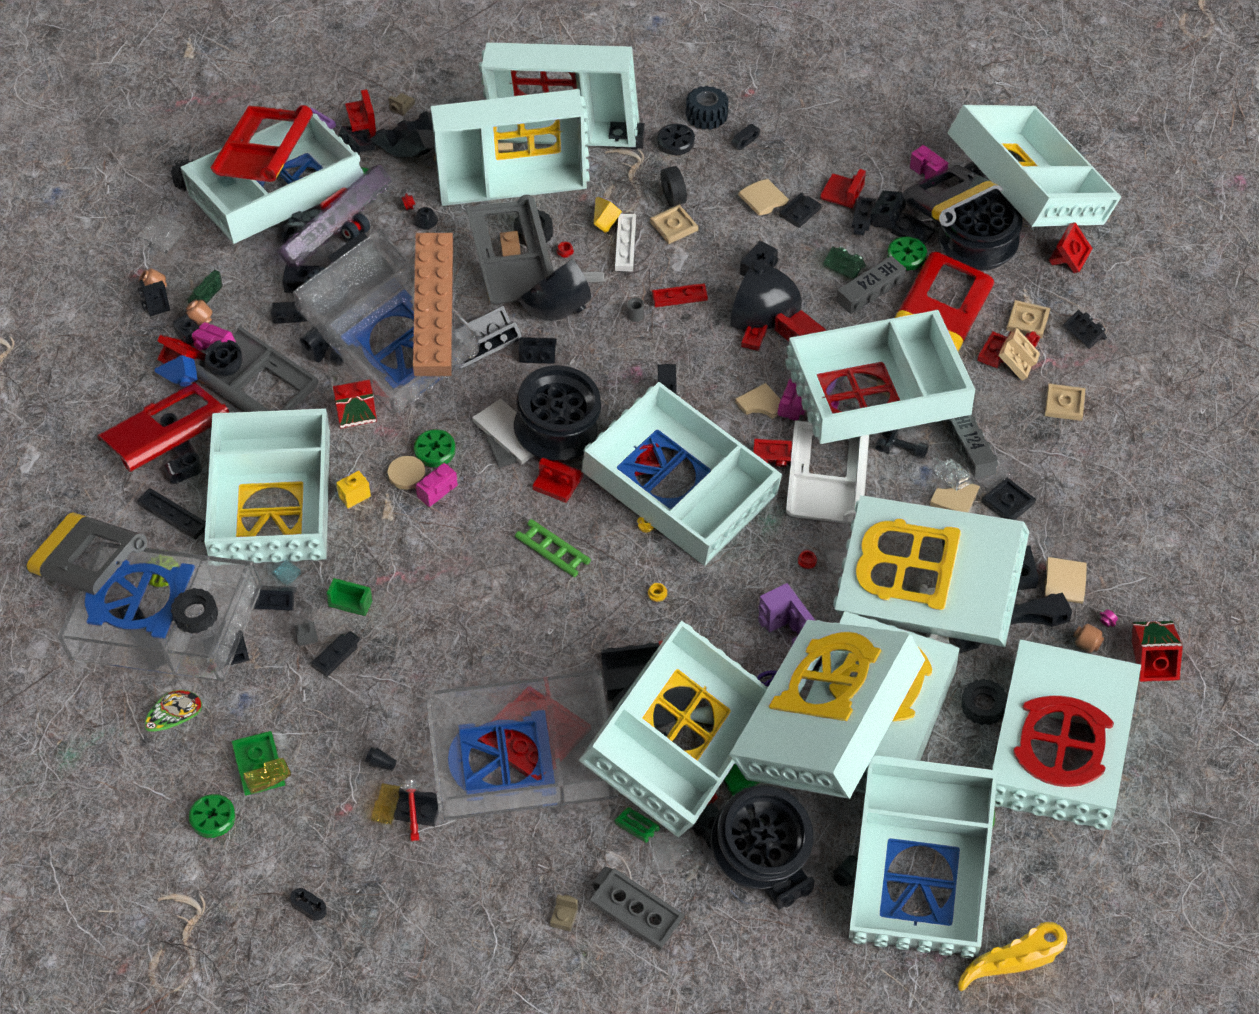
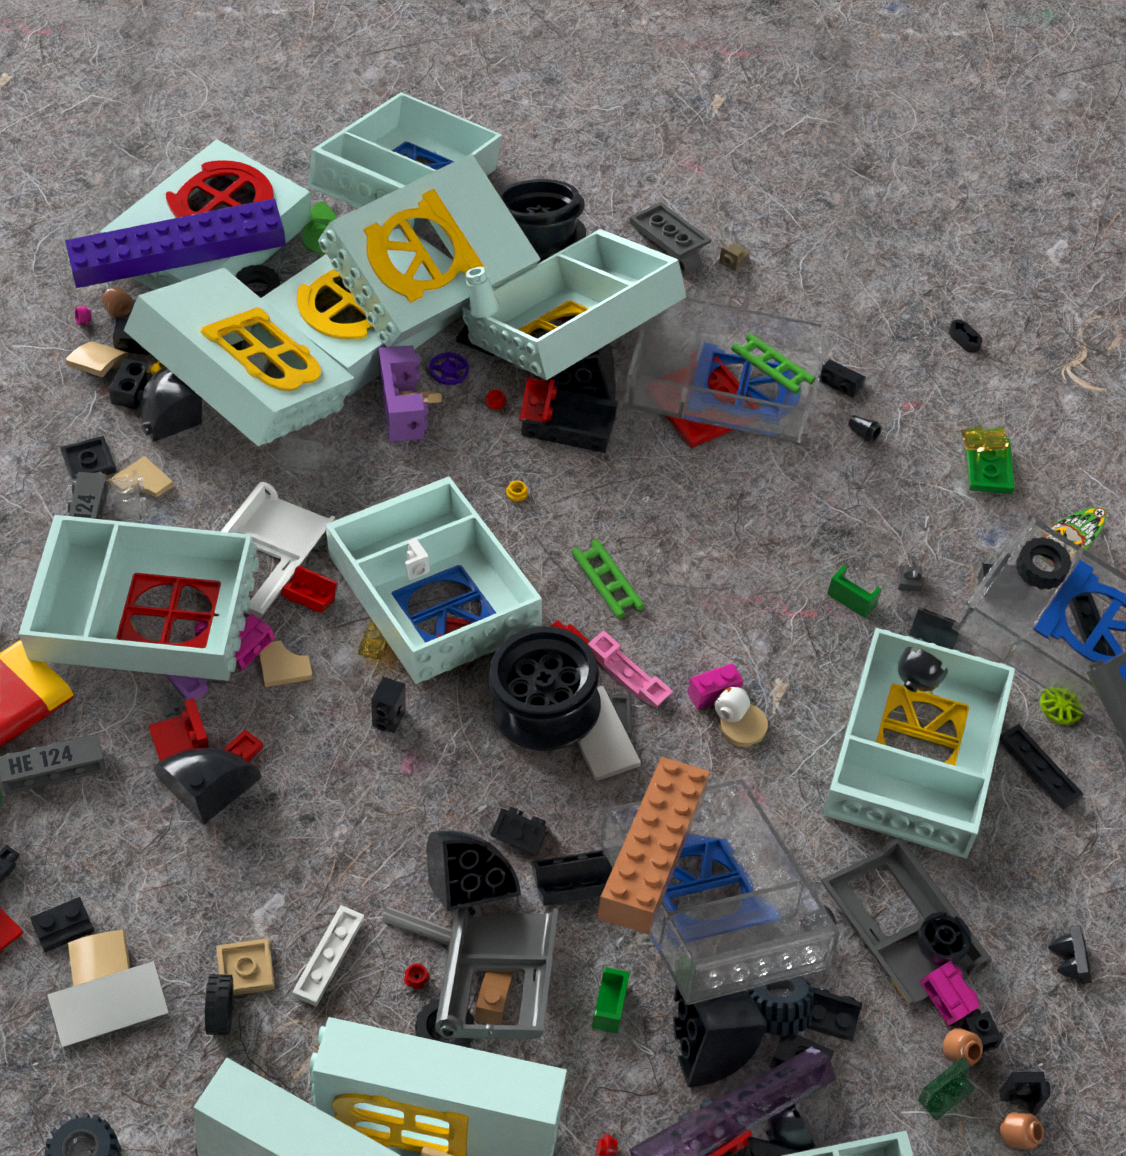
camera: 165 degrees left, 0 degrees up
(126, 394) = (1069, 945): none -> black tile
(144, 439) = (1075, 871): red piece -> none
(175, 348) = (999, 988): red bracket -> none
(179, 371) = (1008, 953): blue slope -> none
(187, 461) = (1023, 821): black piece -> none
(216, 825) = (1055, 435): green wheel -> none
(277, 501) = (920, 670): none -> black cylinder
(335, 653) = (883, 547): black hinge -> none
(353, 489) = (815, 715): yellow head -> none
(354, 403) = (791, 814): slope -> none
(386, 804) = (869, 391): clear yellow slope -> none
(410, 787) = (847, 371): red piece -> none
(417, 468) = (732, 704): none -> white head
(425, 218) = (591, 1110): black cone -> none
(434, 458) = (699, 728): green wheel -> none
(481, 741) = (770, 353): none -> bright green bar
(504, 479) = (626, 672): none -> bright pink slope
(605, 214) = (333, 1006): yellow slope -> none
(635, 309) = (369, 830): dark grey beam -> none
(678, 131) = (167, 1134): black wheel -> none
(679, 295) = (298, 849): red tile -> none
(692, 453) = (417, 561): none -> white bracket
(742, 176) = (107, 1004): none -> white tile
(745, 136) = (58, 1078): black beam -> none
(755, 683) = (481, 293): none -> light aqua plant
(760, 253) = (170, 852): black brick -> none
(776, 635) = (427, 396): none -> tan tile
(807, 559) = (341, 470): red plate -> none
(844, 263) = (61, 810): clear green bracket -> none
(1019, 955) = (348, 105): yellow animal -> none
(1059, 661) = (175, 243): none -> dark purple brick
(1157, 650) = (53, 270): red slope -> none

